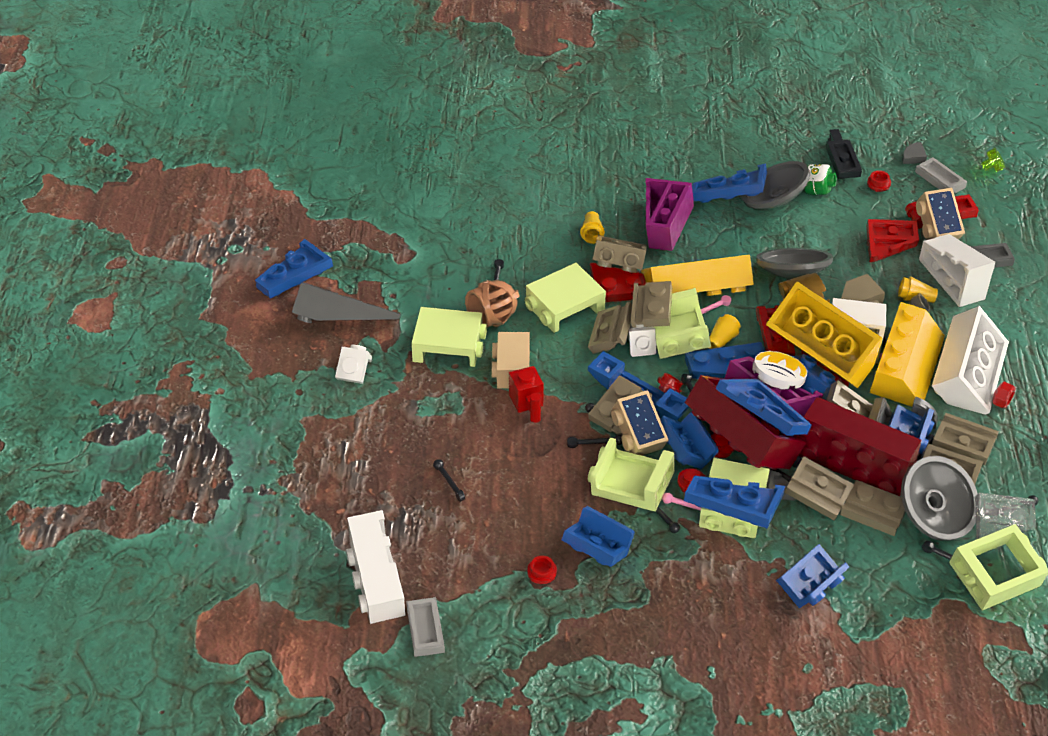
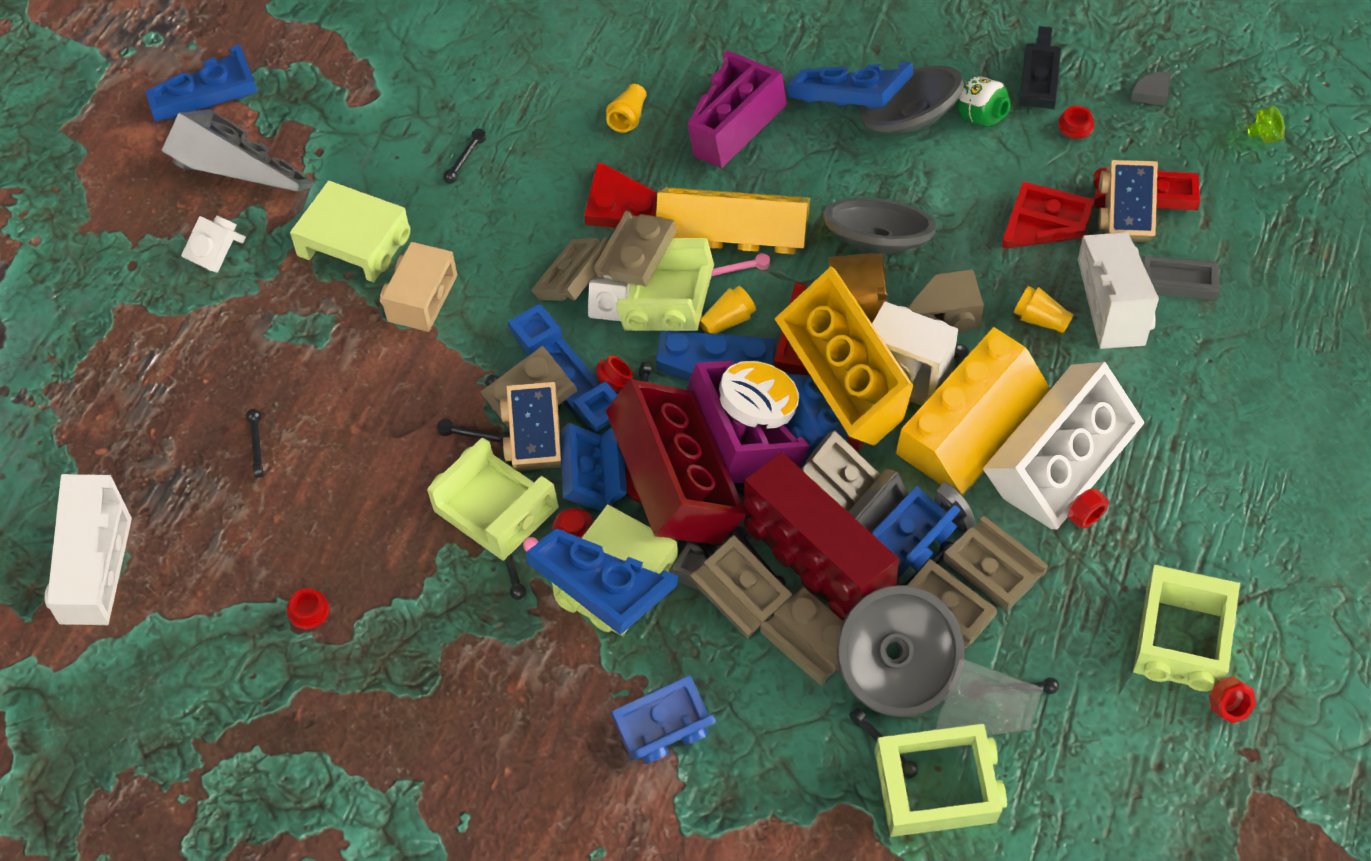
camera: 20 degrees right, 10 degrees up
(425, 627) = (121, 649): light grey tile -> none
(494, 300) = (431, 194): nougat helmet -> none
(527, 391) = (413, 339): red brick -> none
(563, 295) = (533, 204): yellowish green panel -> none
(599, 537) = (400, 583): blue bracket -> none
(619, 252) = (639, 156): dark tan plate -> none
(764, 403) = (700, 445): blue wing -> none
(920, 301) = (1035, 334): dark grey hinge -> none
(940, 175) = (1176, 134): light grey tile -> none

